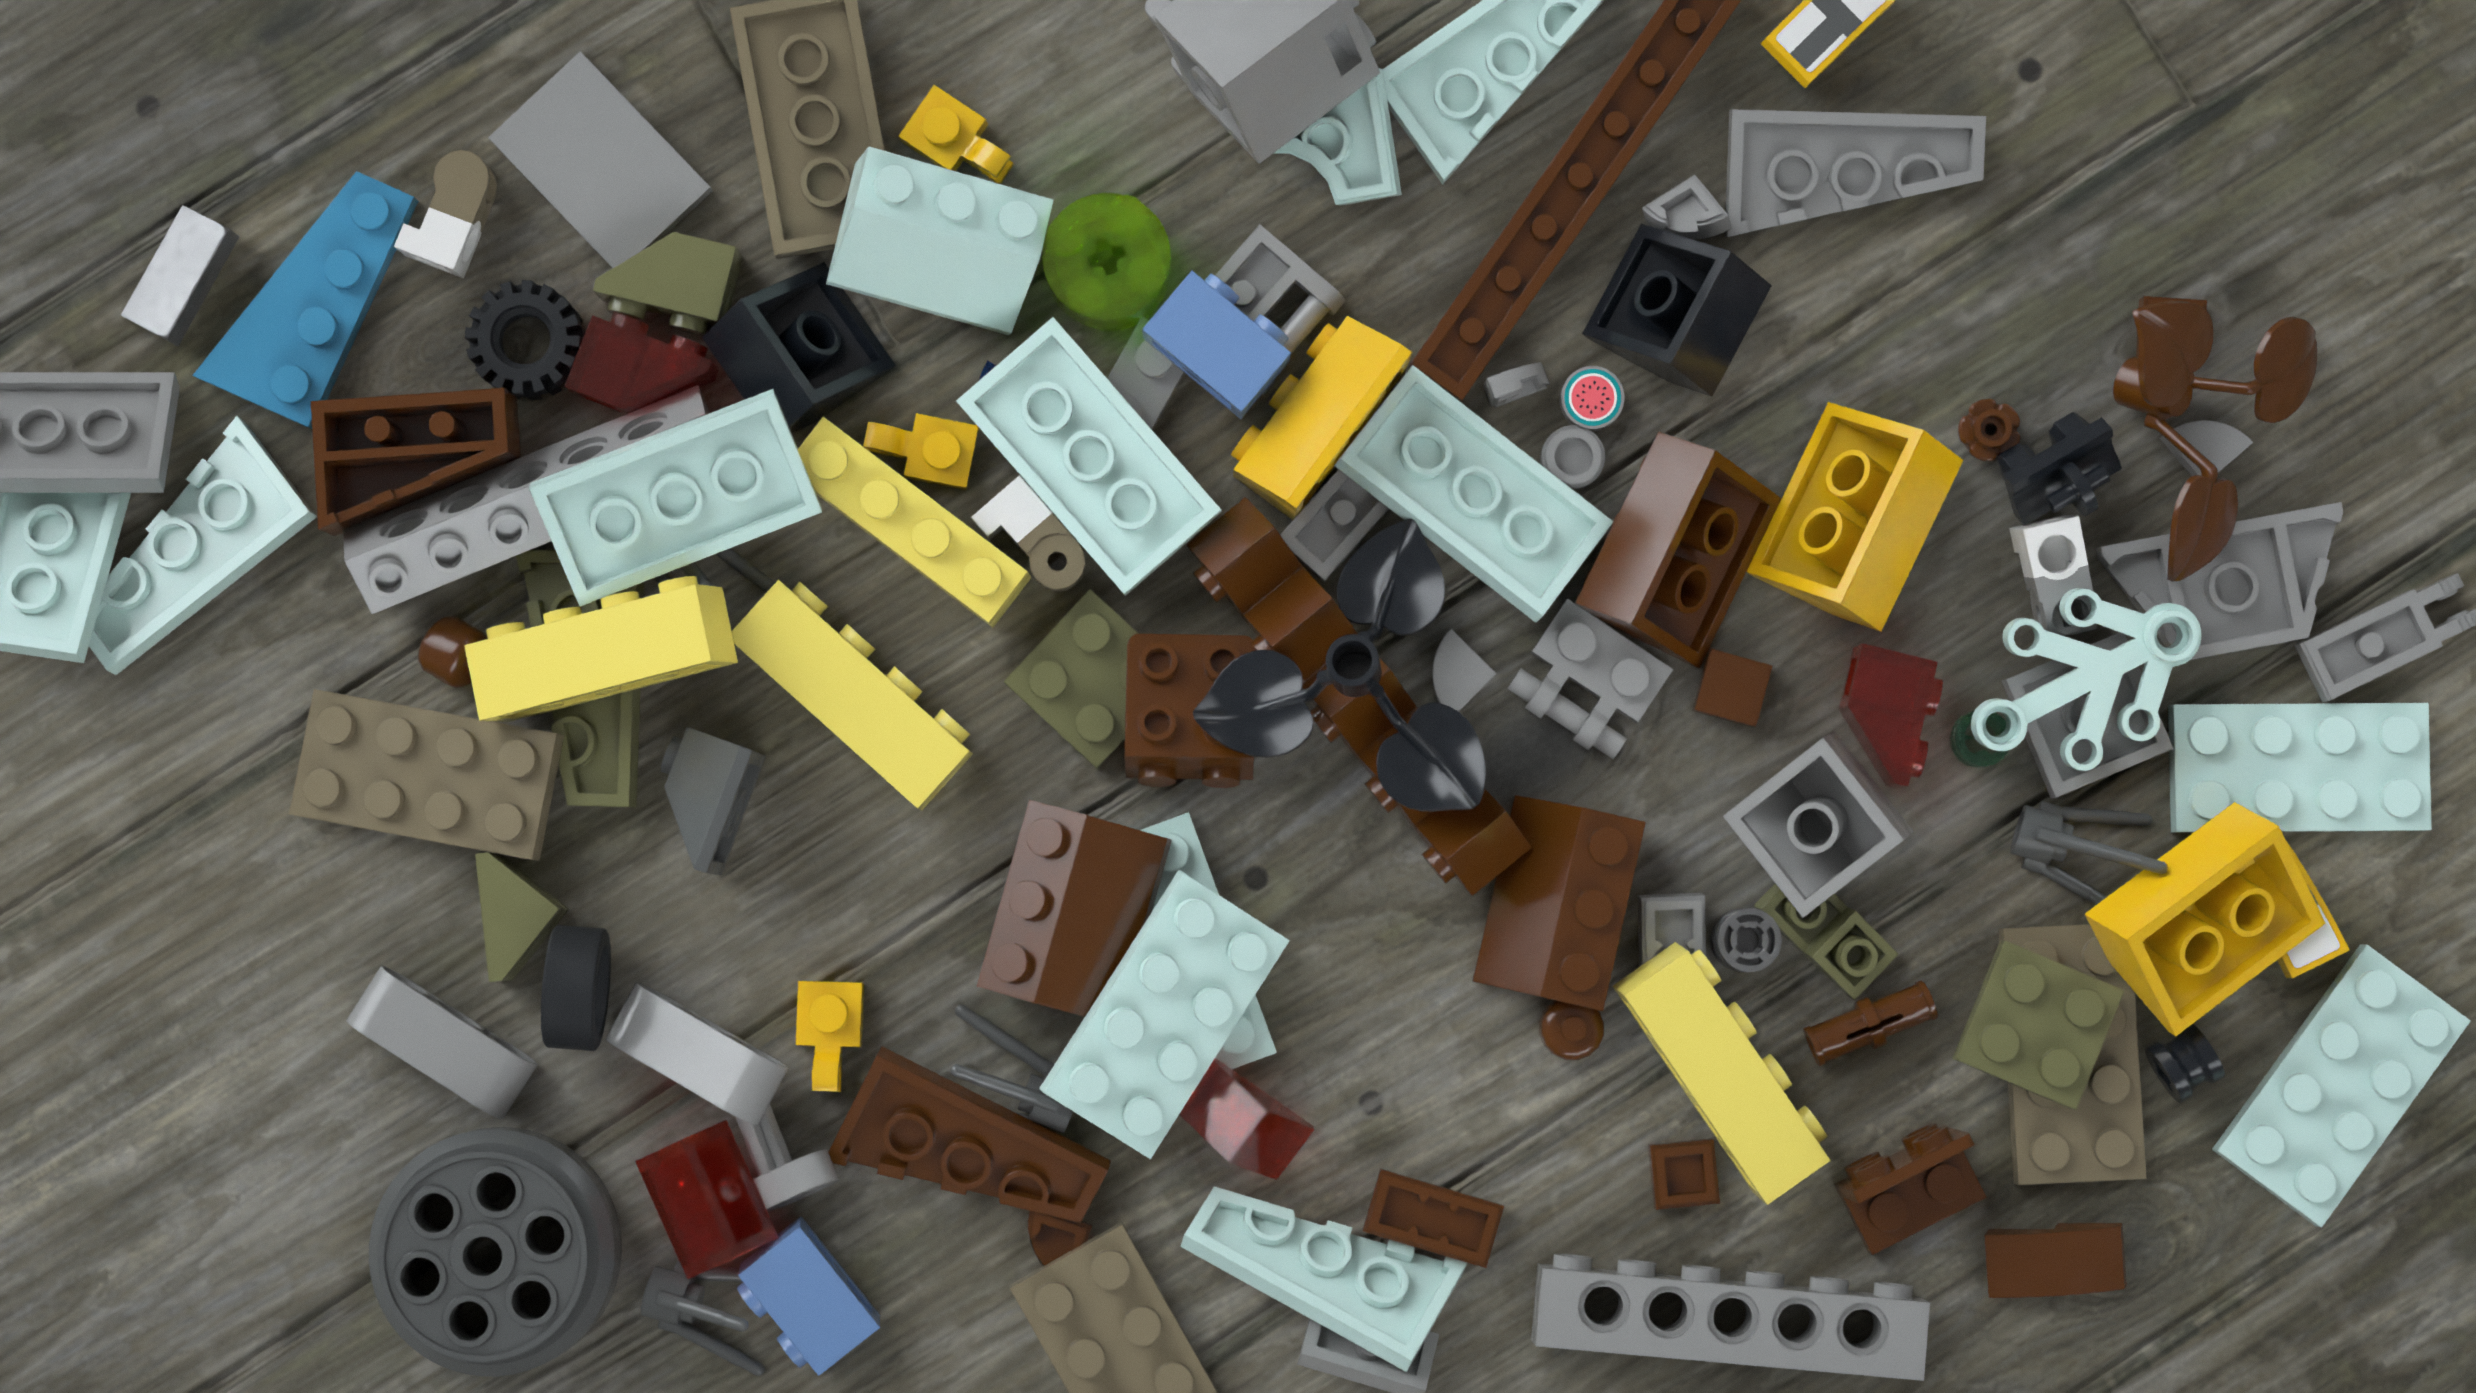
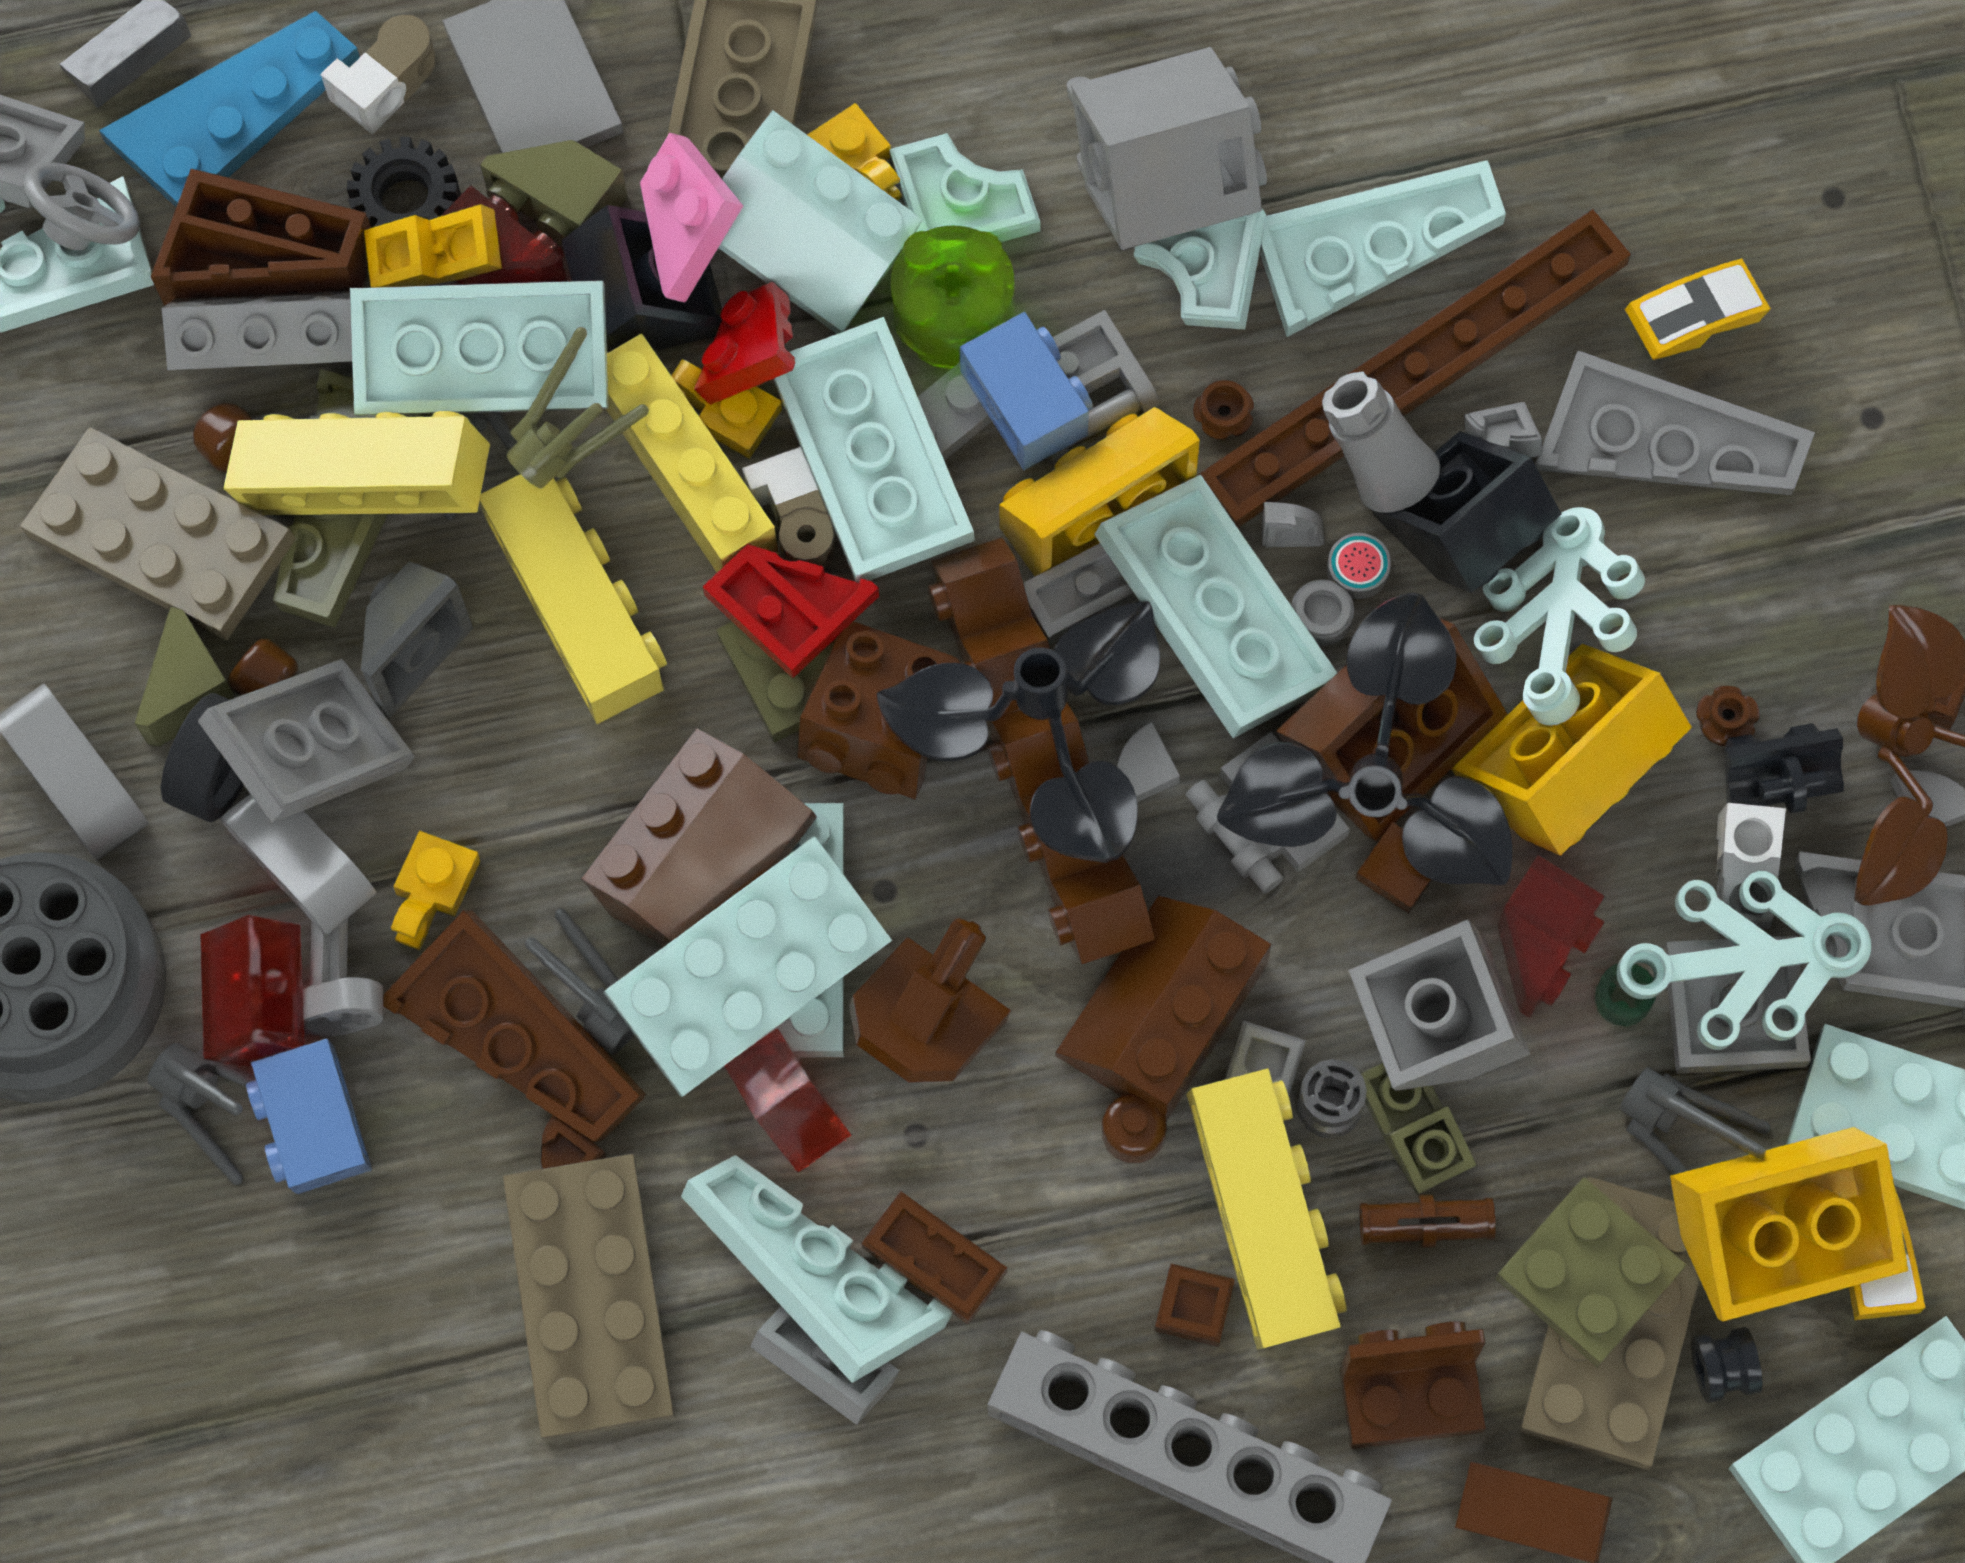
camera: 25 degrees right, 15 degrees down
(216, 482) = (76, 217): none -> light grey piece
(583, 400) = (433, 250): none -> yellow slope
(588, 879) = (260, 667): none -> reddish brown piece
(662, 944) = (306, 740): none -> light grey tile
(782, 576) = (548, 451): none -> olive plant
(819, 275) = (686, 214): none -> bright pink wing
(930, 386) = (747, 344): none -> red wing
(1067, 642) = (786, 604): none -> red wing
(1072, 150) = (954, 191): none -> light aqua tile
(1342, 990) = (923, 1012): none -> reddish brown piece
(1405, 267) = (1228, 395): none -> reddish brown plate
(1585, 286) = (1381, 448): none -> light grey plant
(1777, 650) = (1280, 787): none -> black plant
(1799, 379) = (1568, 545): none -> light aqua plant

